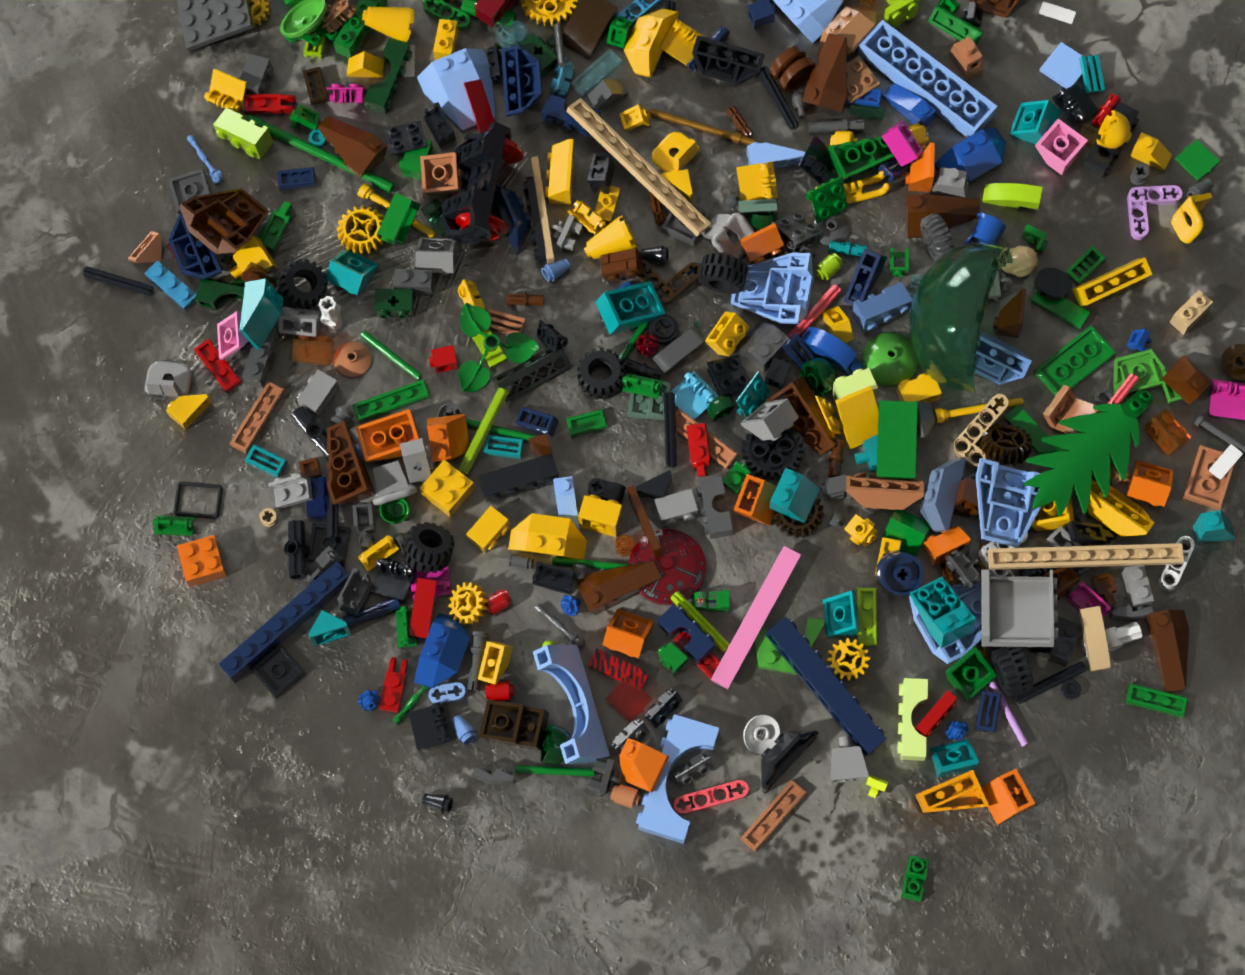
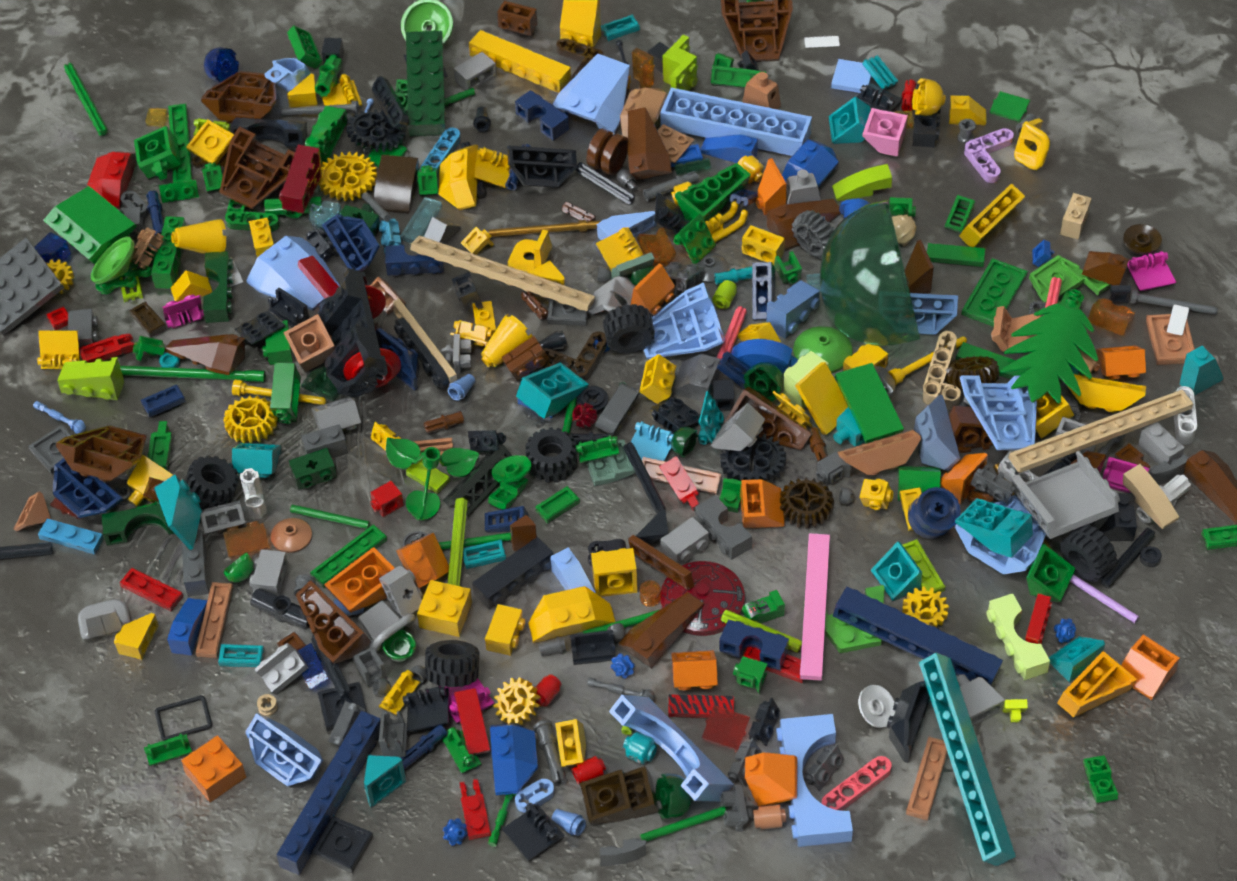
camera: 25 degrees left, 20 degrees down
(229, 336) = (157, 547): bright pink slope -> none
(232, 414) = (187, 627): none -> blue slope
(240, 52) = (58, 318): none -> red tile
(262, 569) = (282, 751): none -> medium blue wedge
(294, 378) = (240, 569): none -> green hair
(296, 549) = (312, 720): black piece -> none
(531, 142) = (389, 293): none -> nougat slope
(549, 688) = (640, 748): none -> teal head
(550, 393) = (507, 493): none -> green slope
(559, 376) = (511, 469): none -> green dish
(560, 173) = (428, 304): yellow slope -> none
(791, 191) = (659, 246): none -> clear orange bracket
(794, 495) = (797, 483): teal slope -> none
(808, 817) = (967, 760): none -> teal brick
(886, 228) = (762, 244): none -> yellow brick
(902, 143) = (742, 170): dark pink hinge -> none
(996, 713) = (1090, 619): dark blue tile -> none
(1053, 284) = (940, 237): black tile -> none
(1089, 533) = (1088, 415): black hinge -> none
(1186, 413) = (1120, 293): none -> black tile

